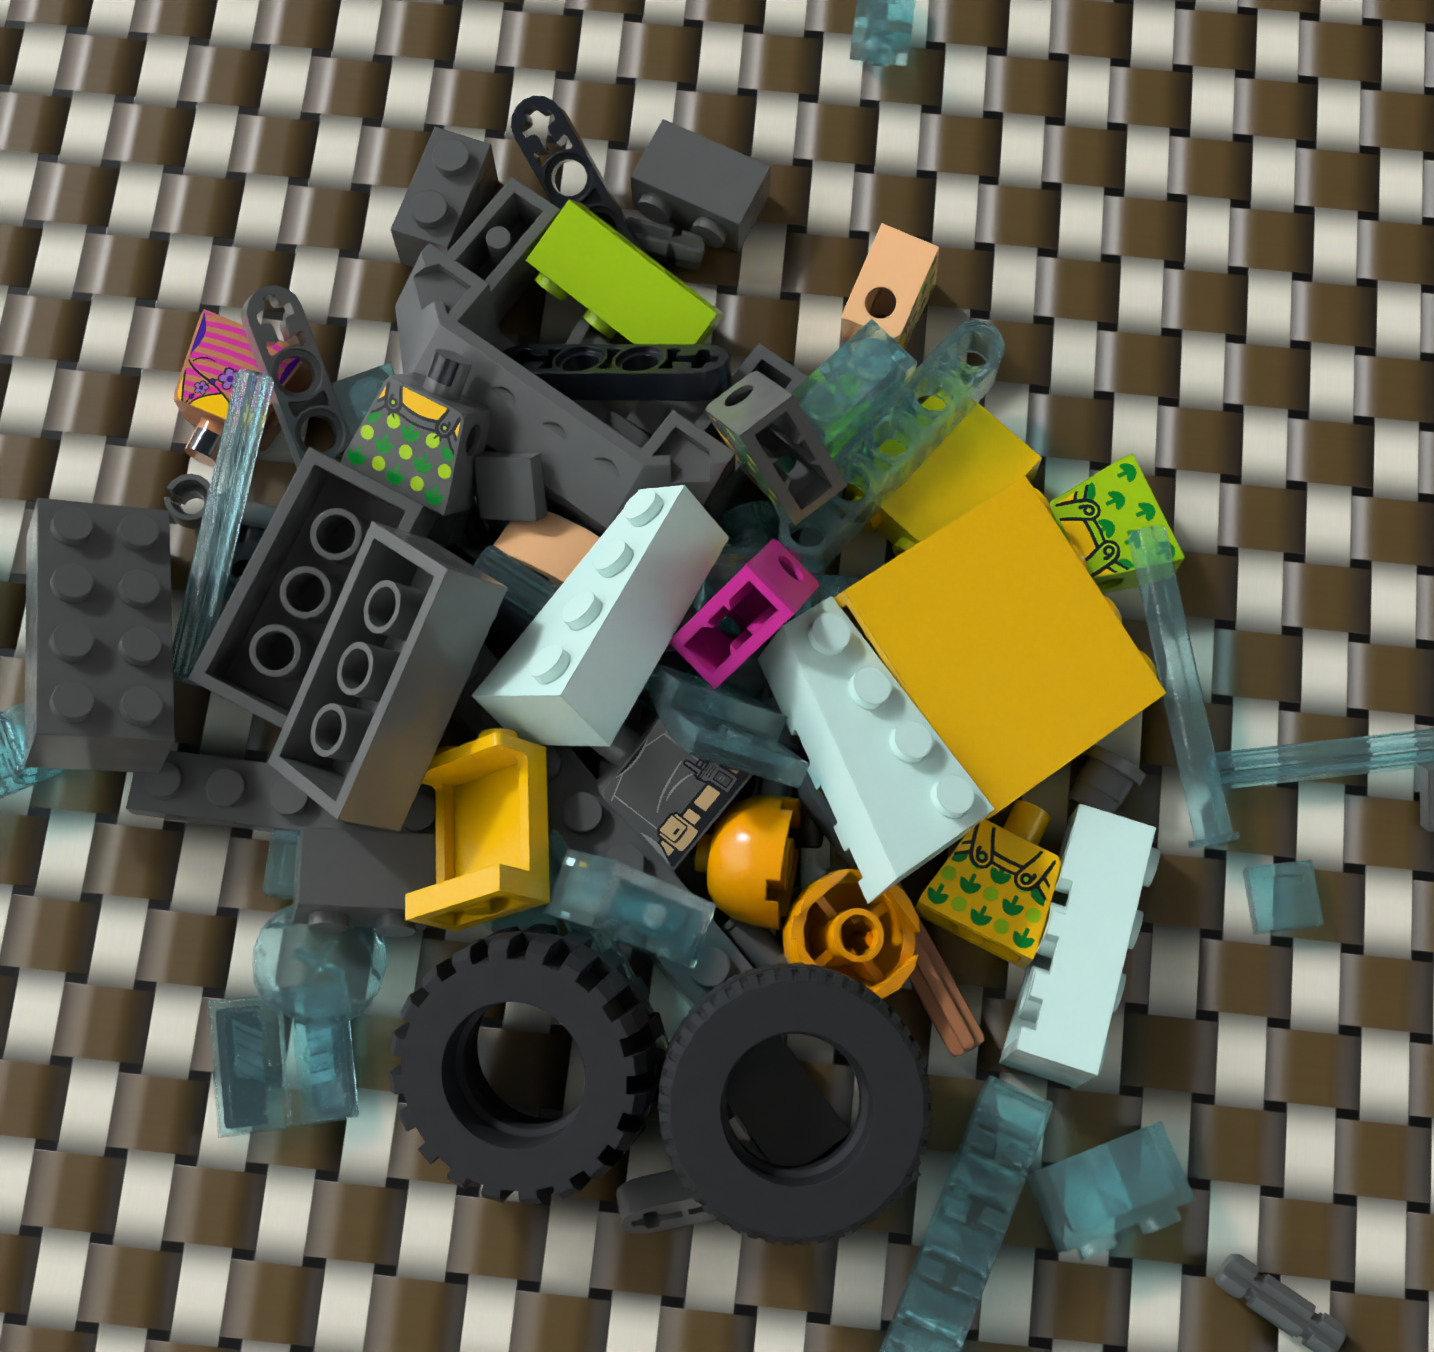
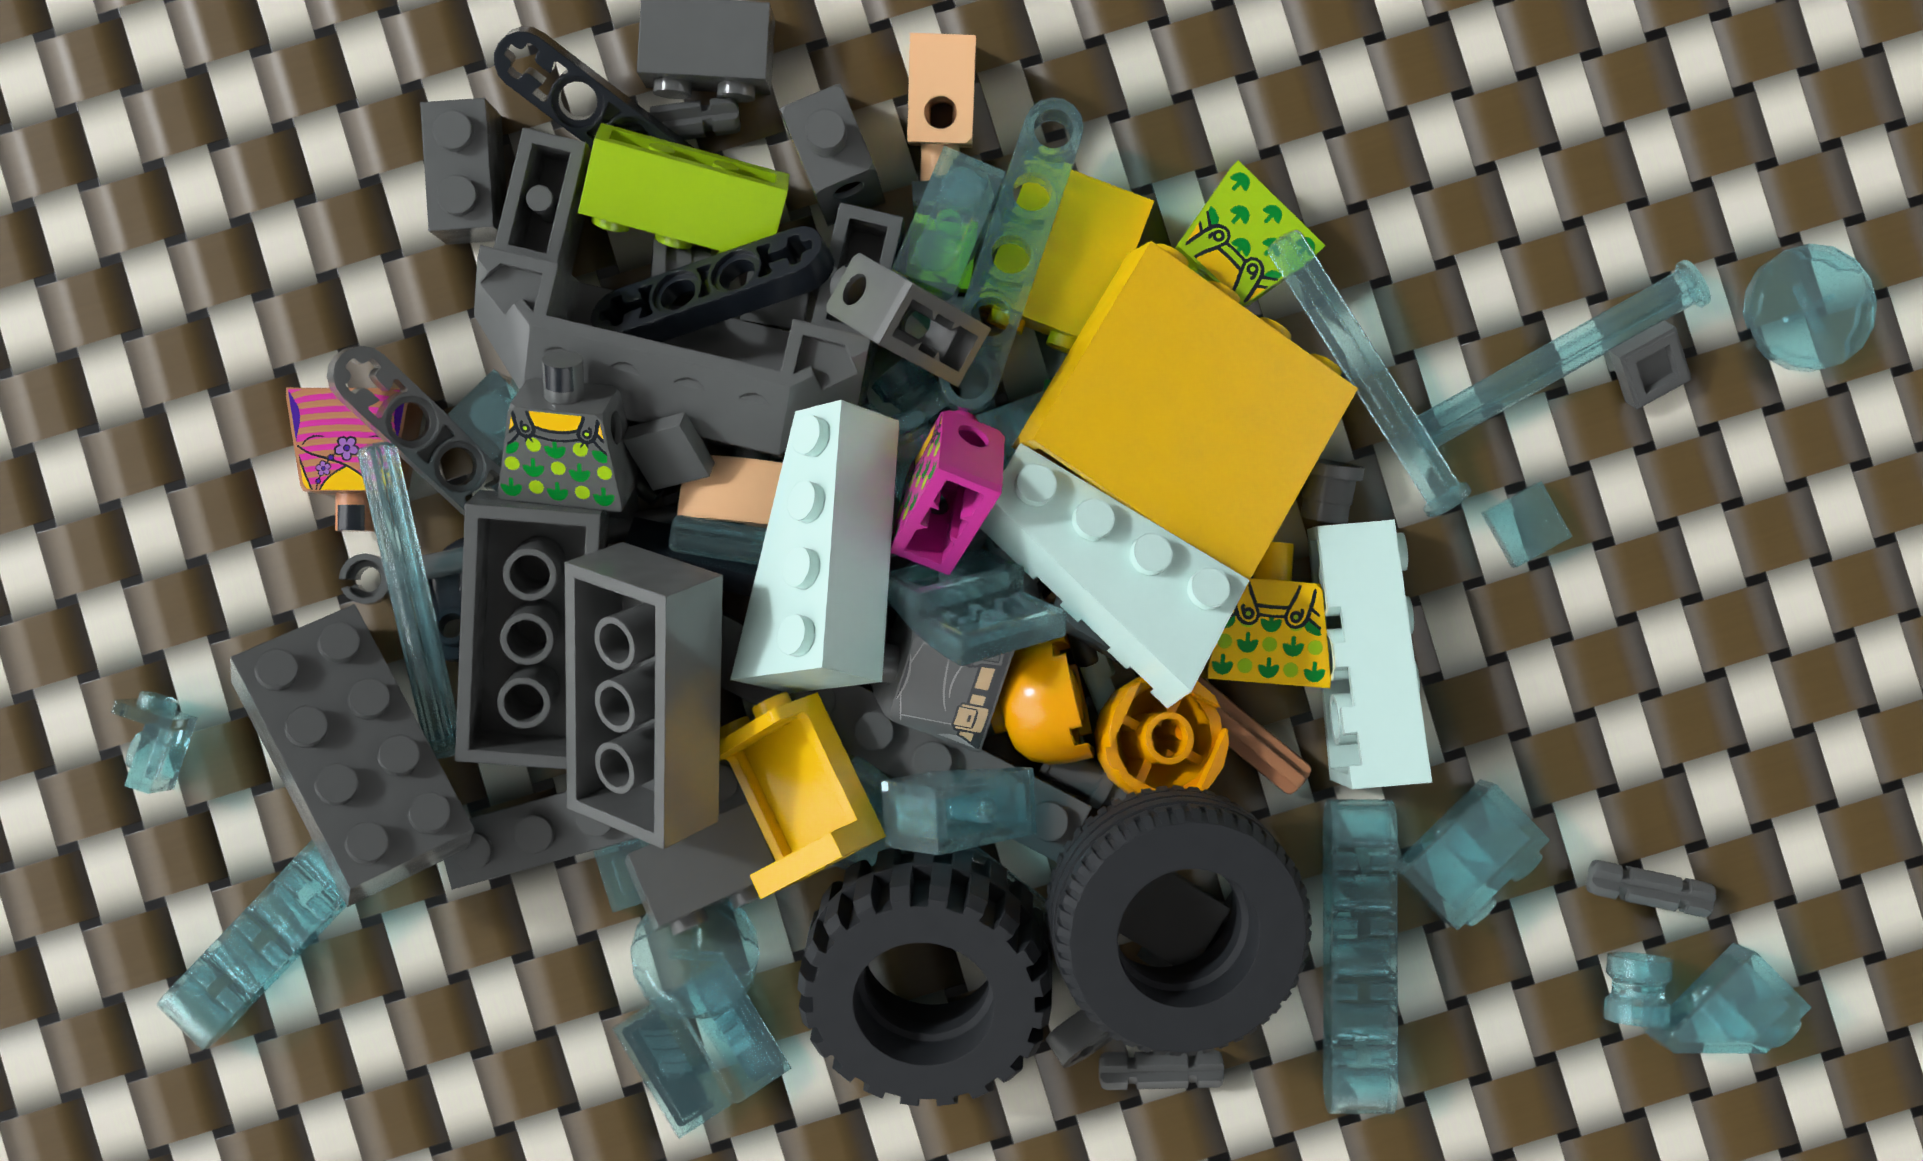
camera: 20 degrees left, 15 degrees up
(716, 1277) = (1160, 1071): none -> dark grey axle
(771, 299) = (832, 151): none -> dark grey torso

